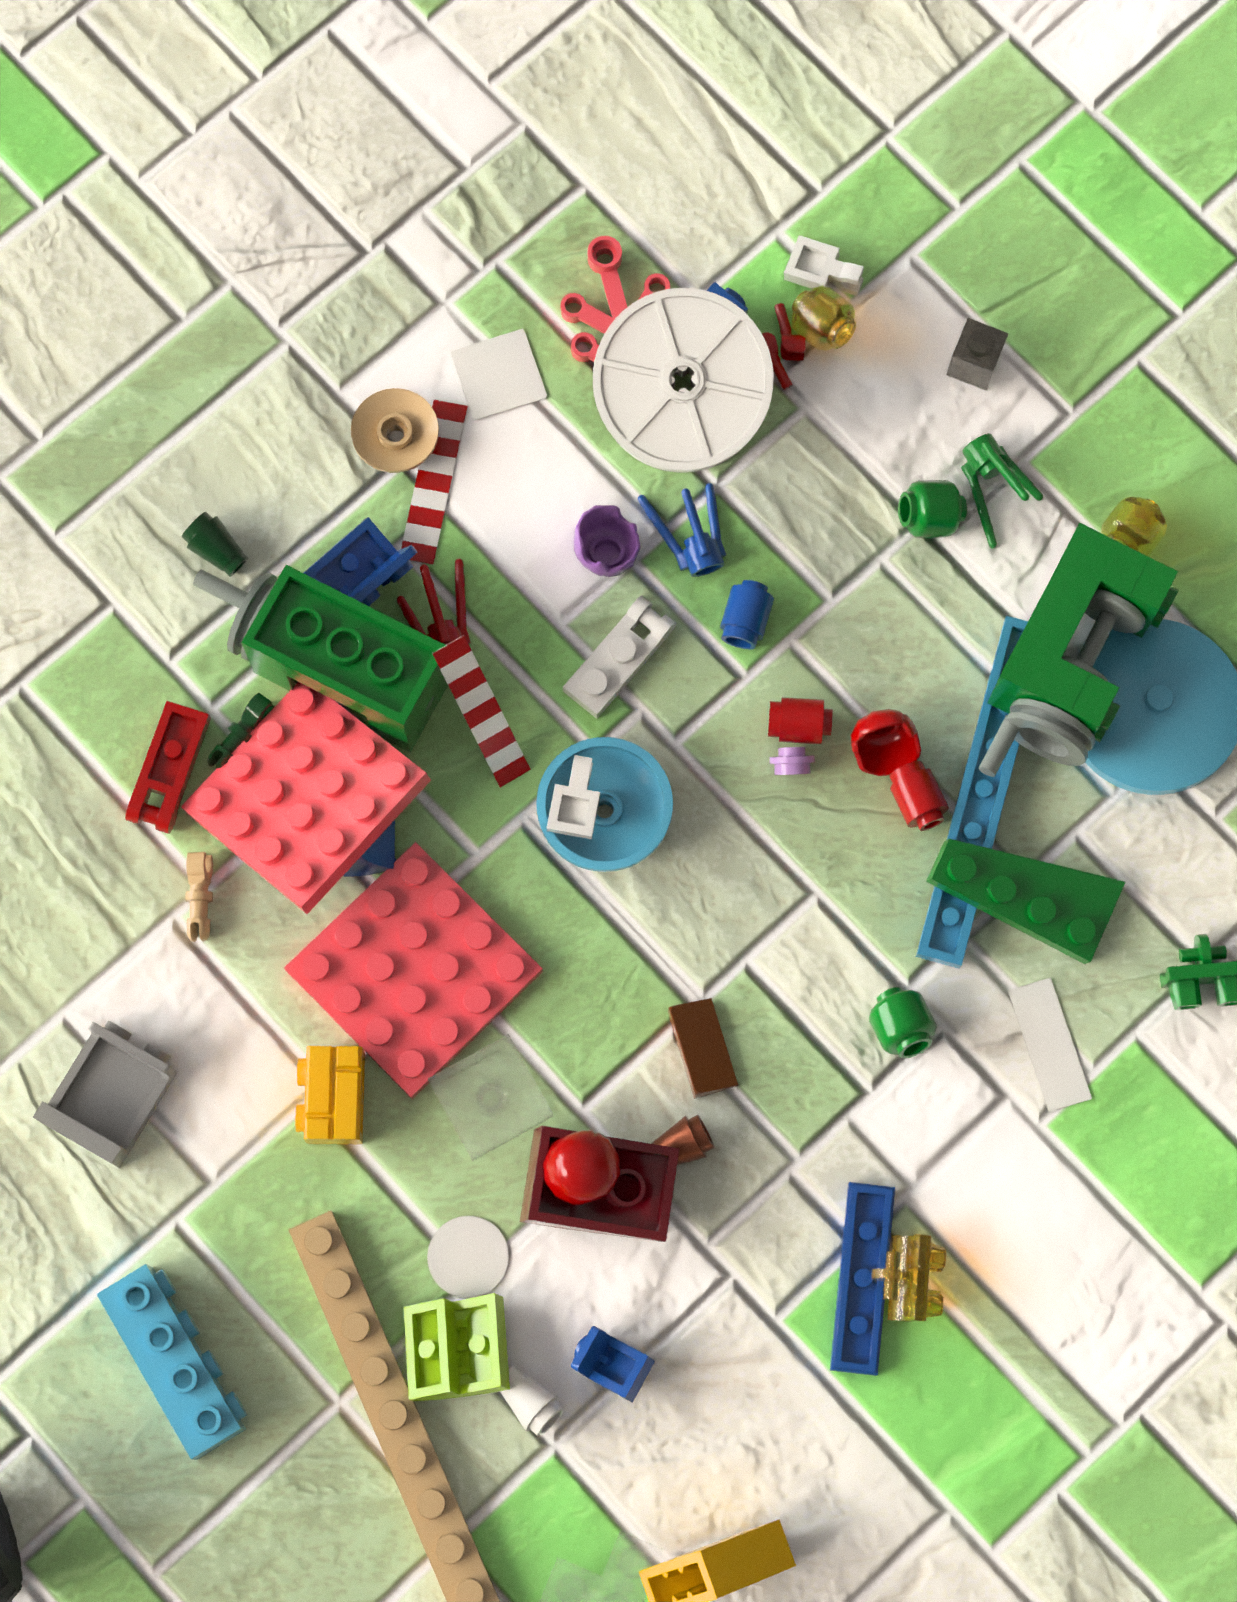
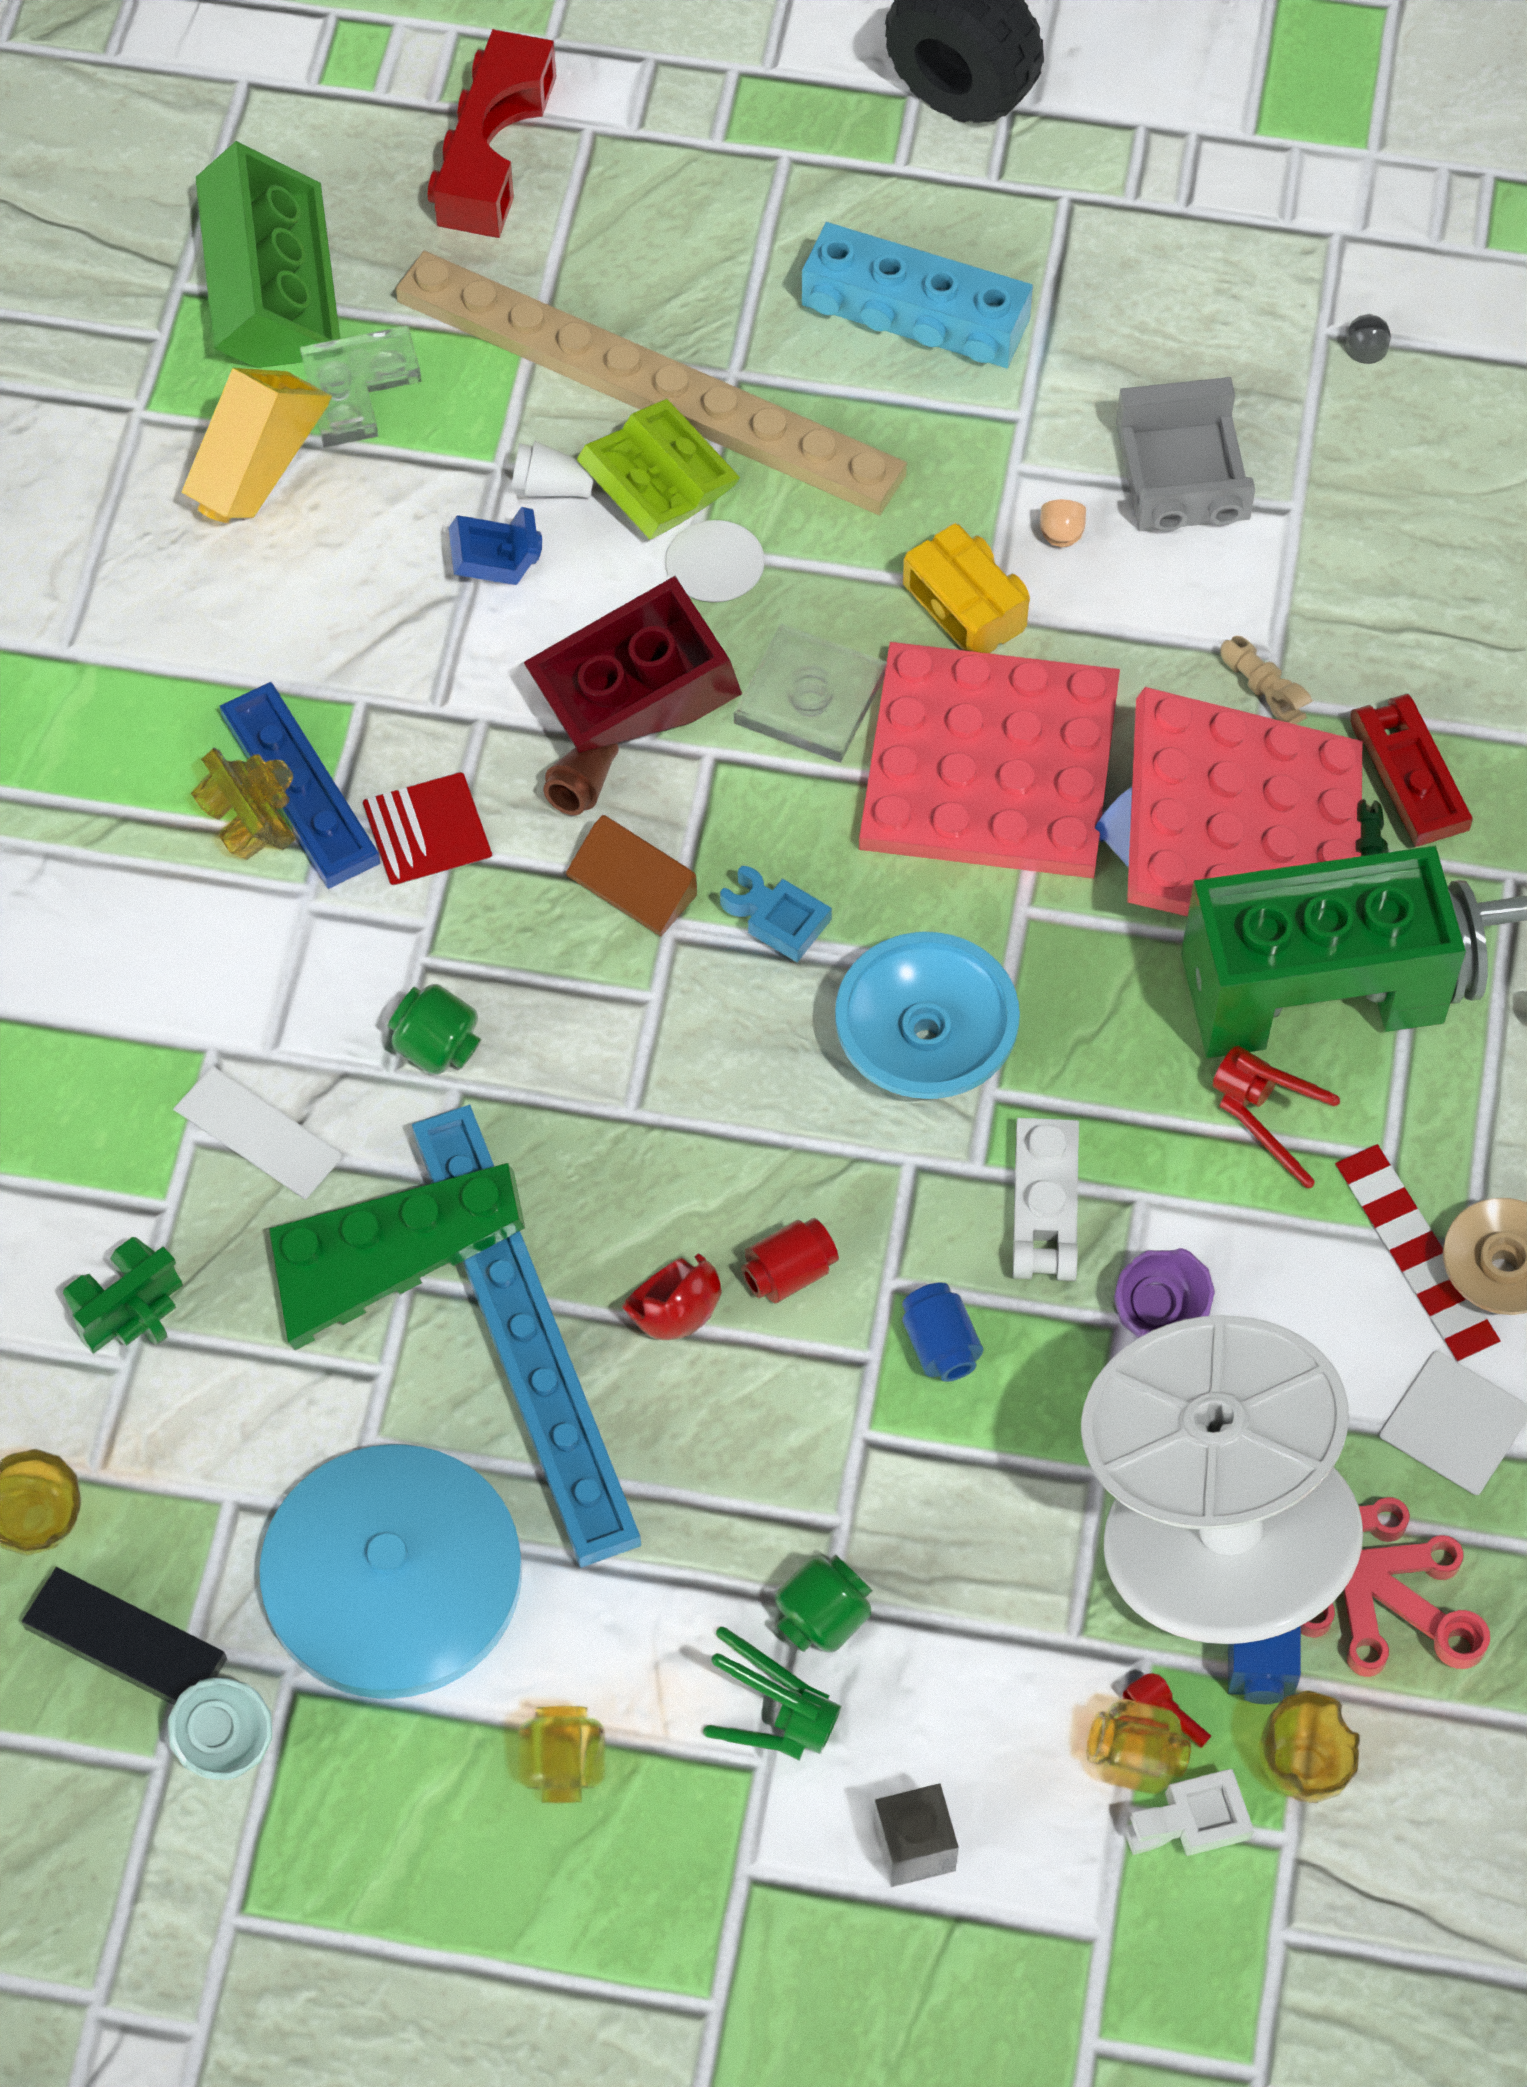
camera: 145 degrees right, 15 degrees down
(226, 1105) = (1062, 522): none -> light nougat hinge
(362, 563) = (1400, 1073): blue bracket -> none
(481, 711) = (1135, 993): sticker -> none
(574, 806) = (956, 970): white plate -> none
(581, 1167) = (657, 645): red hair -> none
(631, 947) = (781, 917): none -> dark azure plate
(701, 553) = (1051, 1369): blue plant -> none
(736, 253) = (1309, 1747): none -> clear yellow hair
(777, 365) = (1181, 1670): red hand -> none
(792, 761) = (761, 1211): lavender plate -> none
(801, 1187) = (427, 828): none -> red sticker
(918, 796) = (591, 1271): red brick -> none
(1059, 701) = (497, 1433): green piece -> none

